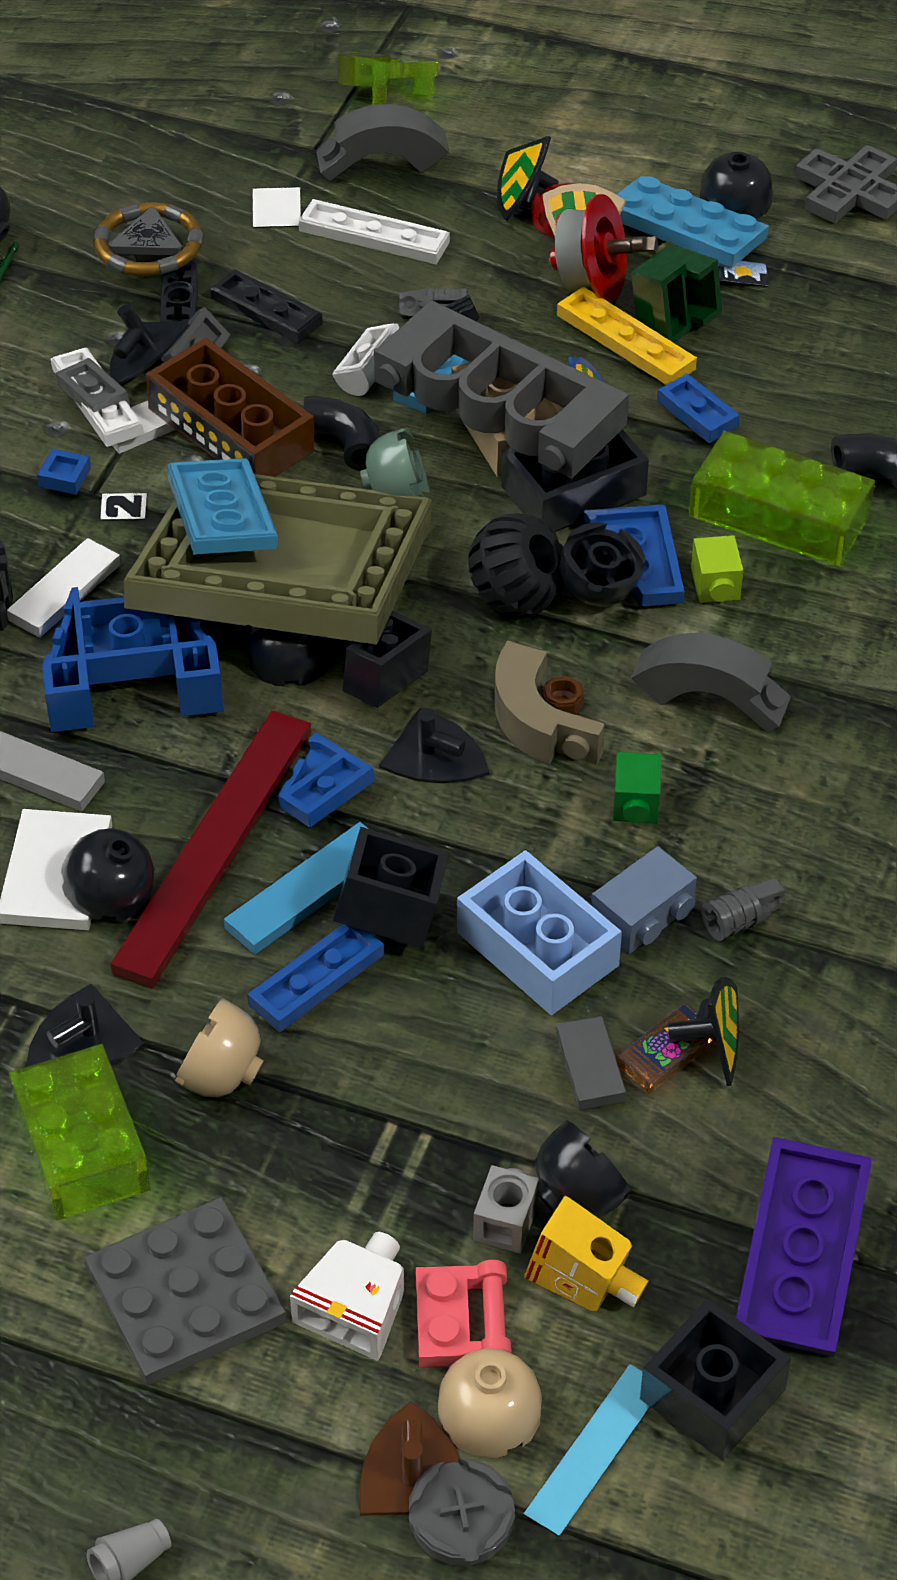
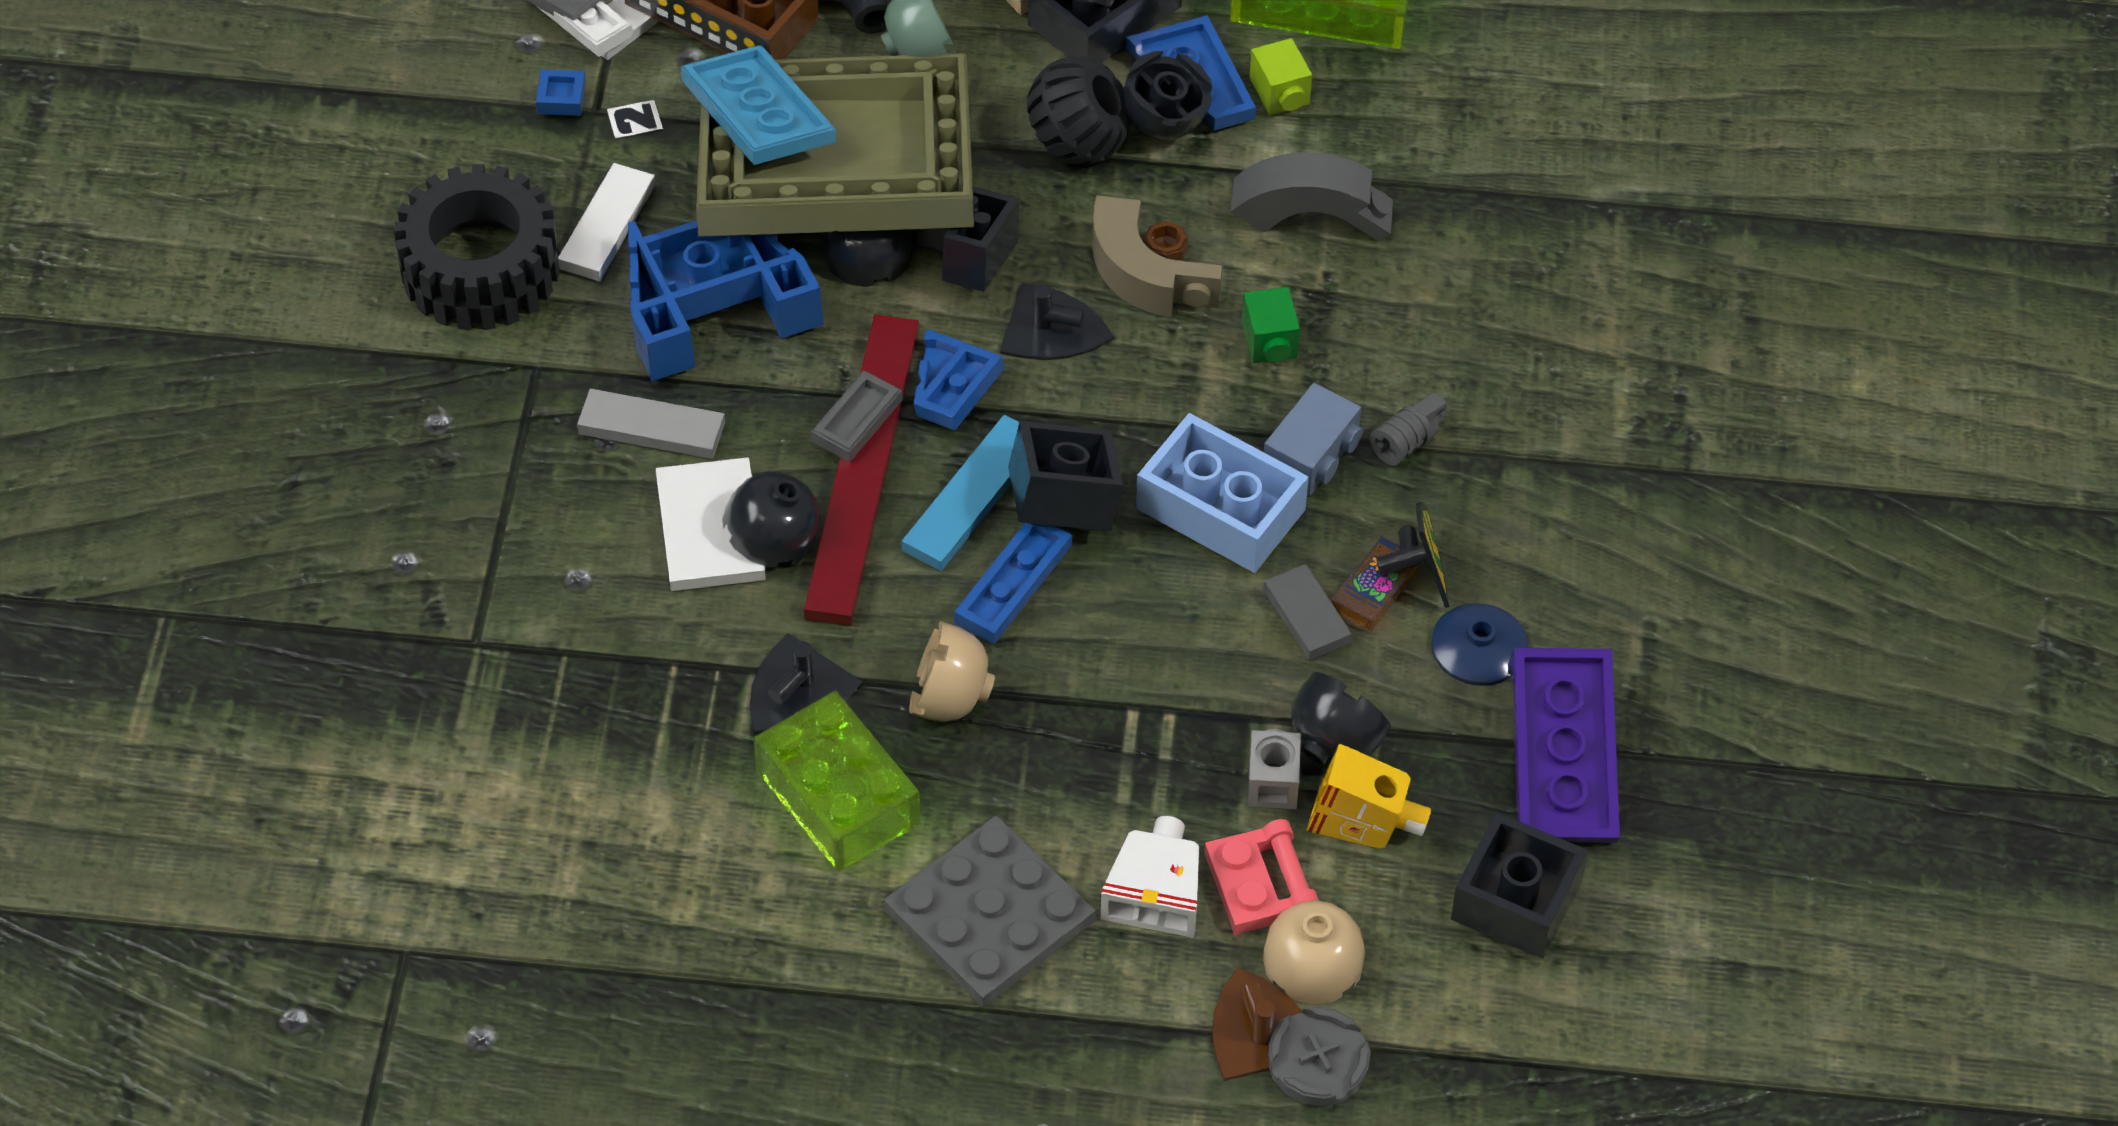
camera: 15 degrees left, 5 degrees up
(221, 796) = (856, 416): none -> dark grey tile
(590, 1454) = (1419, 977): medium azure sticker -> none
(746, 1142) = (1472, 657): none -> dark blue dish

